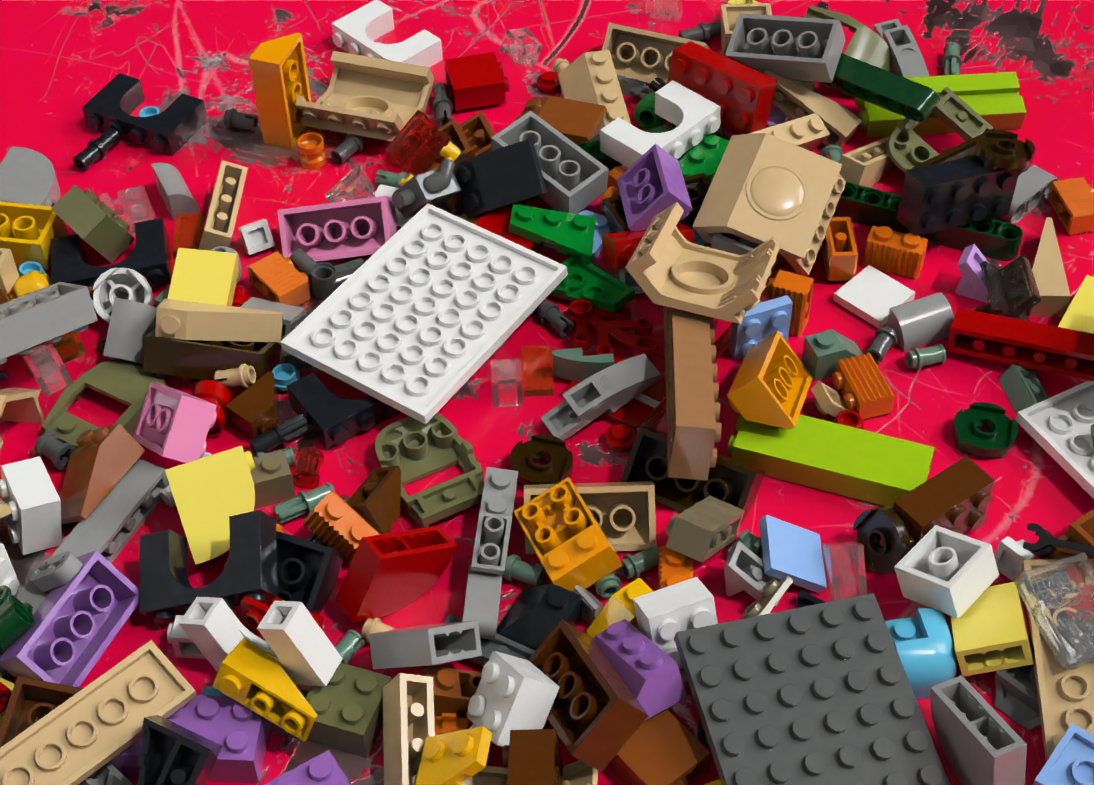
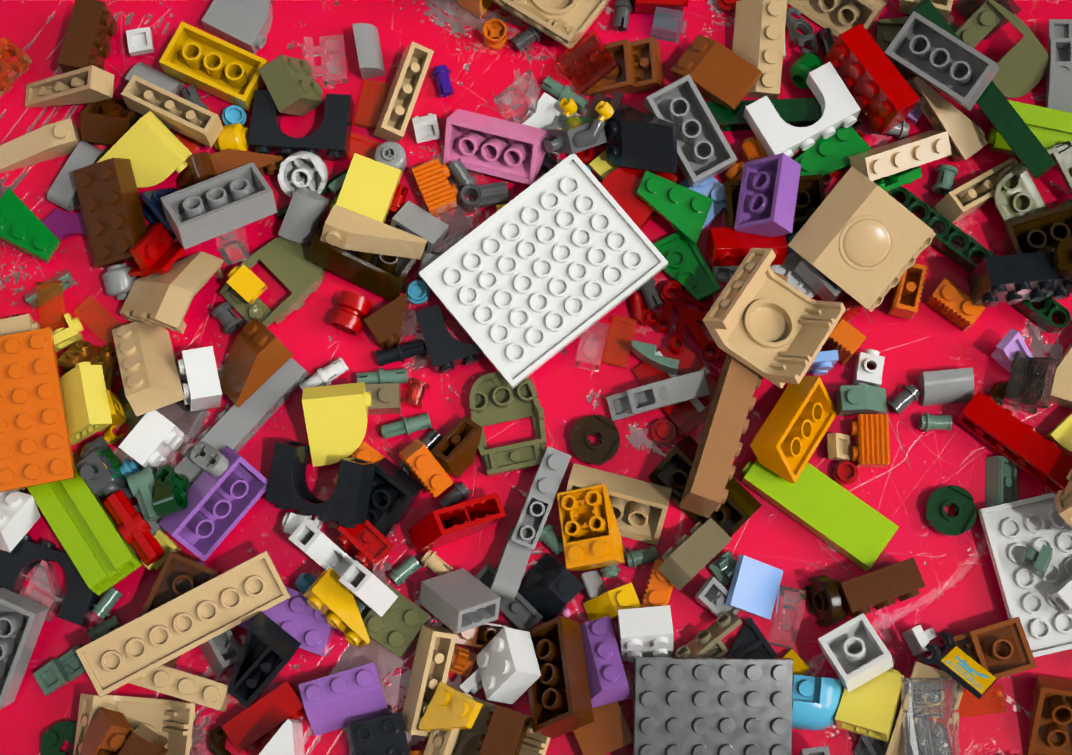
camera: 15 degrees right, 30 degrees up
(73, 402) = (246, 283): none -> yellow brick
(174, 423) = (319, 330): bright pink slope -> none
(240, 376) = (376, 293): tan pin -> none
(262, 194) = (444, 85): none -> dark purple pin
(495, 106) = (668, 24): none -> clear light blue brick
(557, 341) = (640, 313): none -> red arm
(829, 318) = (862, 374): none -> white brick
(872, 295) = (920, 343): white tile -> none

